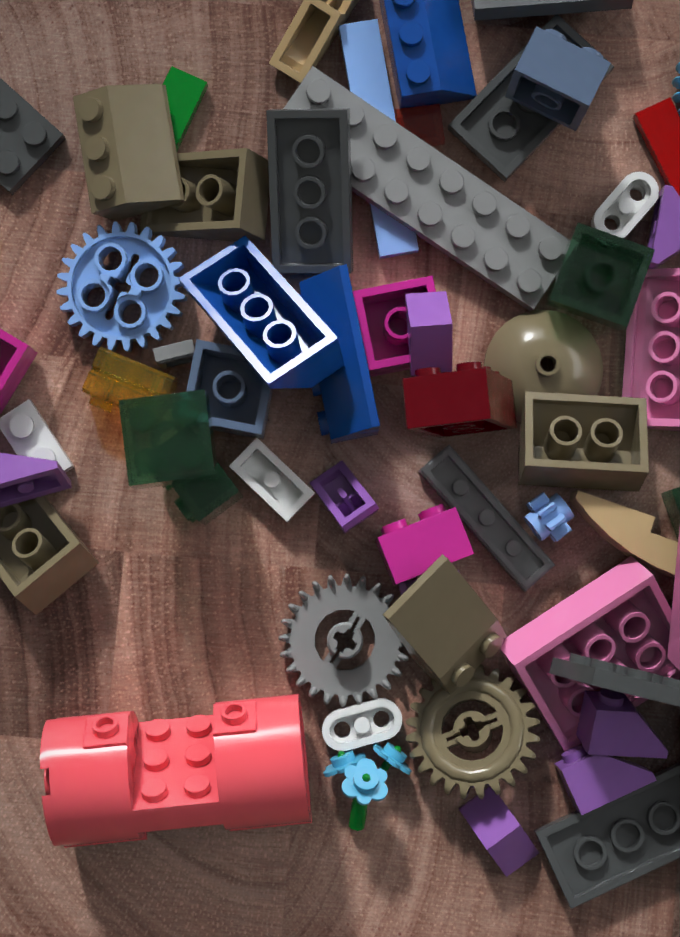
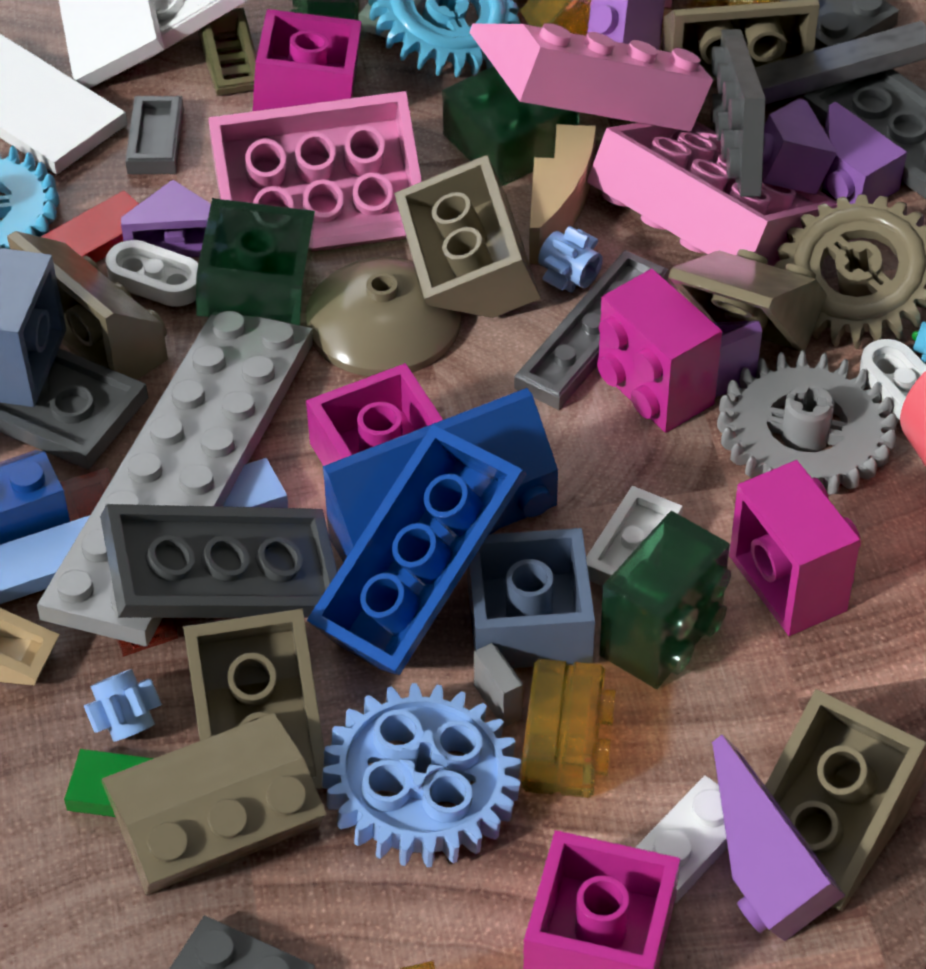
camera: 100 degrees left, 35 degrees down
(168, 439) = (637, 574): clear green brick -> none
(214, 579) = (794, 547): none -> dark pink brick
(227, 111) = (122, 705): none -> light blue gear
(344, 497) = (630, 450): medium lavender slope -> none
(429, 331) = (382, 375): medium lavender slope -> none
(459, 401) = (467, 324): dark red brick -> none
(591, 148) = (100, 314): none -> dark tan slope

